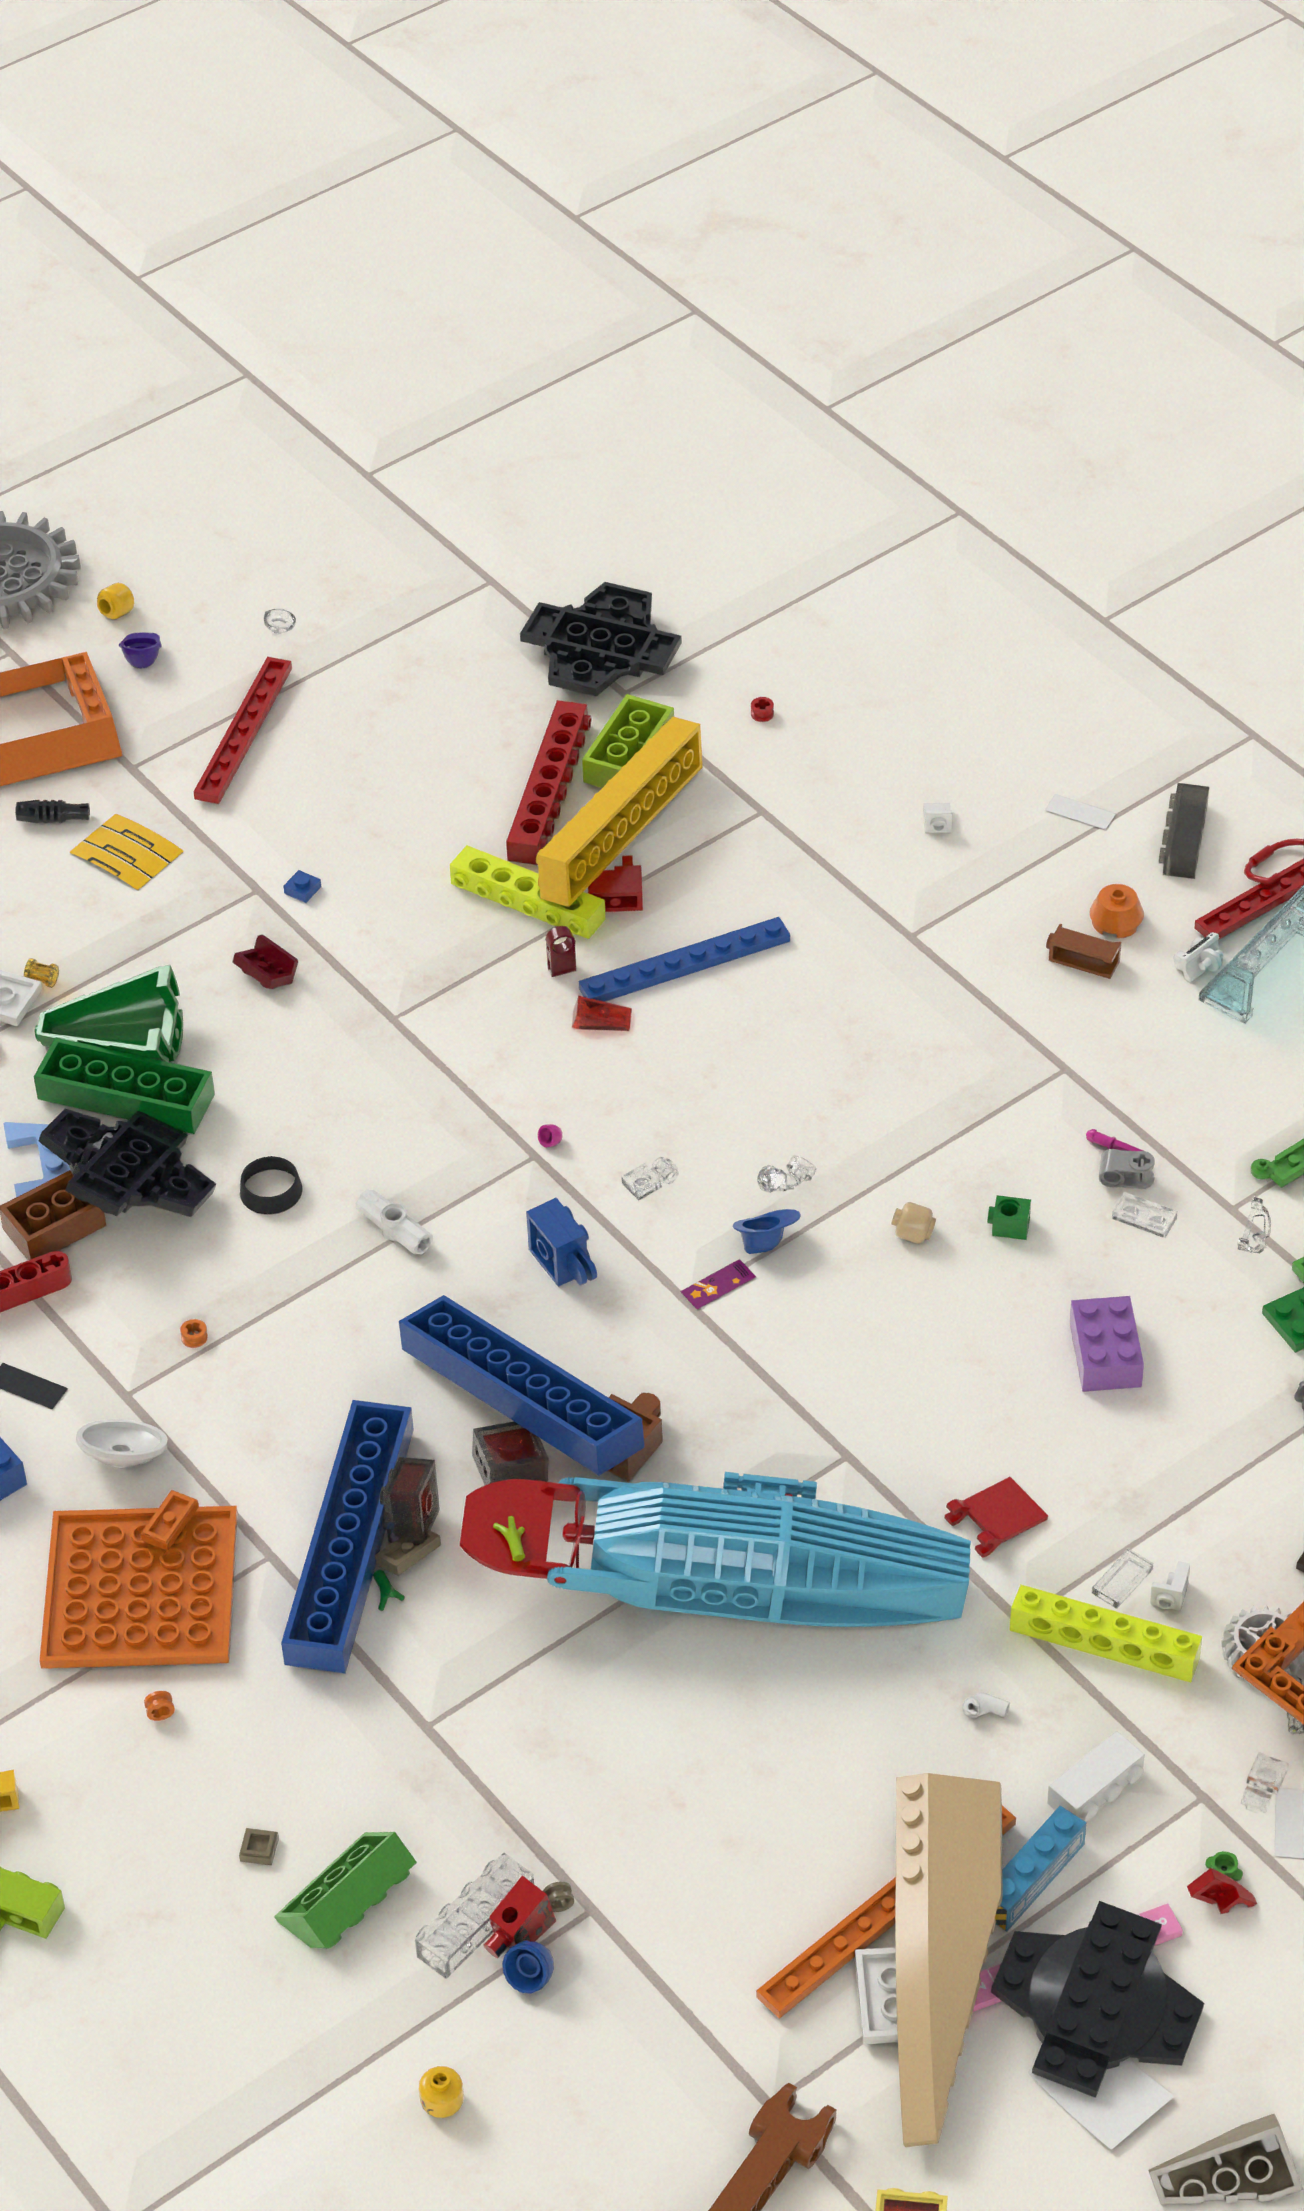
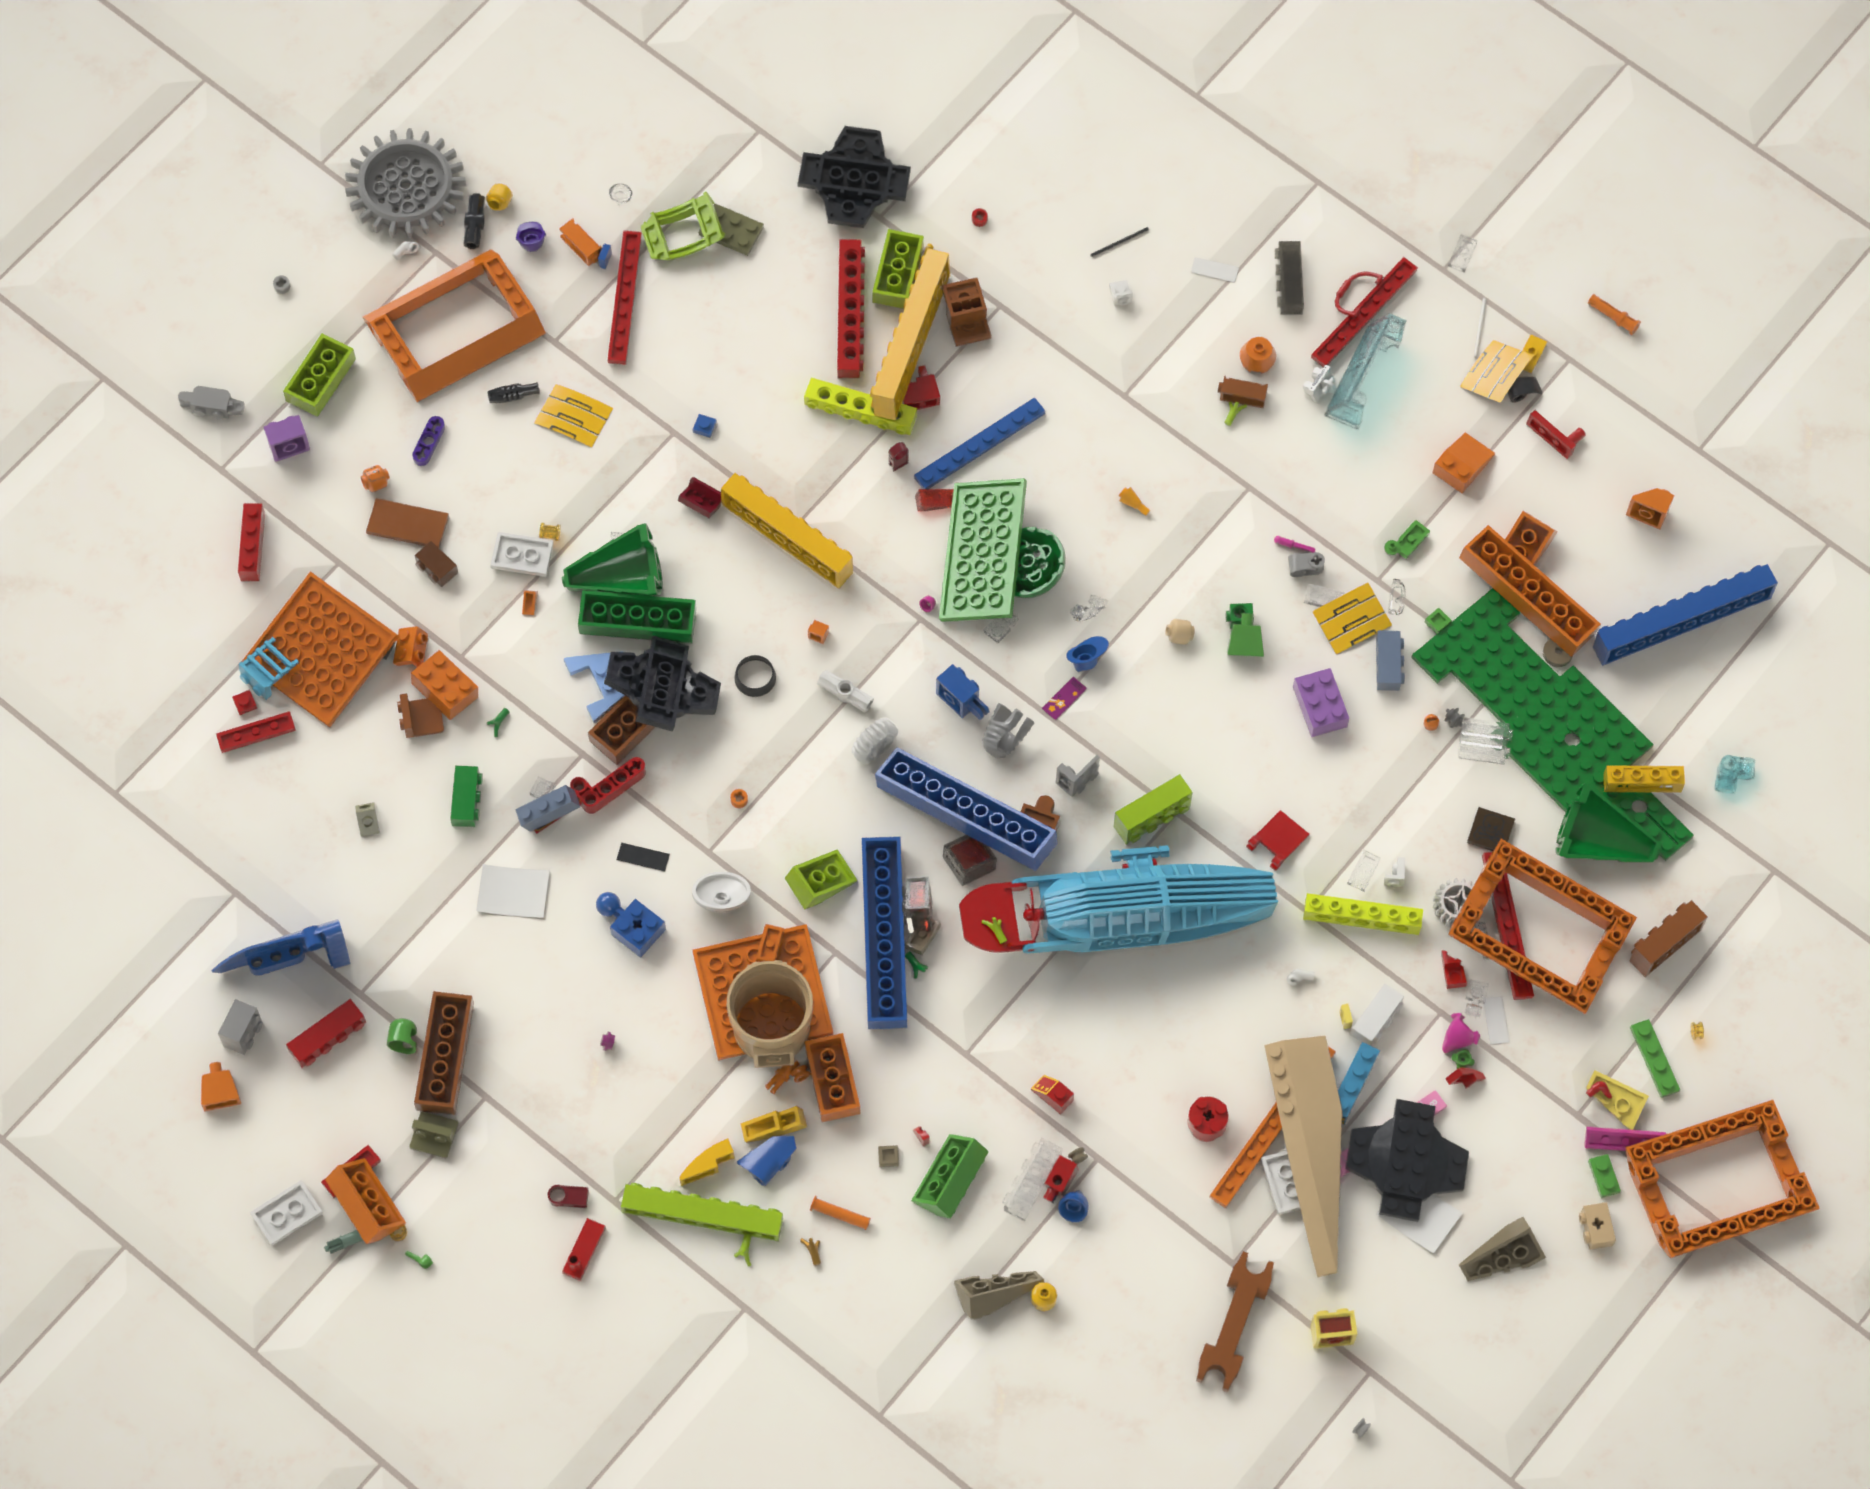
camera: 15 degrees left, 20 degrees up
(70, 1813) = (769, 1158): none -> blue panel
(72, 622) = (474, 221): none -> black piece
(95, 1768) = (774, 1124): none -> yellow slope
(95, 1960) = (813, 1249): none -> pearl gold bar
(120, 1552) = (762, 979): none -> tan cylinder
(128, 1704) = (781, 1076): none -> orange pin
(154, 1912) = (840, 1213): none -> orange pin
(204, 1716) = (843, 1082): none -> orange brick
(206, 662) = (580, 242): none -> orange window
(232, 681) = (604, 256): none -> blue tile
(276, 1450) = (820, 878): none -> lime slope
(320, 1826) = (922, 1135): none -> tile
(342, 2075) = (986, 1296): none -> dark tan wedge
(373, 1014) = (787, 530): none -> yellow brick
(379, 646) = (707, 220): none -> lime wedge
(379, 1145) = (818, 631): none -> orange piece
(413, 1282) = (874, 740): none -> white gear
(415, 678) = (739, 230): none -> olive plate
(547, 1802) = (1053, 1093): none -> red slope
(601, 1310) = (998, 738): none -> light grey hair
(647, 1078) = (983, 550): none -> bright green plate
(706, 1382) = (1073, 783): none -> light grey bracket
(709, 802) = (966, 311): none -> dark orange bracket
(711, 1101) = (1052, 556): none -> green brick
(782, 1877) = (1211, 1108): none -> red brick
(809, 1435) = (1153, 809): none -> lime brick
(884, 1052) = (1131, 499): none -> light orange cone
(952, 762) = (1119, 241): none -> black axle
(1009, 1243) = (1246, 638): none -> bright green torso
(1044, 1770) = (1346, 1017): none -> light yellow tile
(1064, 974) = (1234, 410): none -> lime bar
(1180, 1246) = (1352, 618): none -> yellow sticker
(1224, 1828) = (1459, 1034): none -> dark pink hat
(1225, 1307) = (1389, 660): none -> sand blue brick
(1235, 1740) = (1453, 971): none -> red slope
(1274, 1398) = (1431, 725): none -> orange hinge

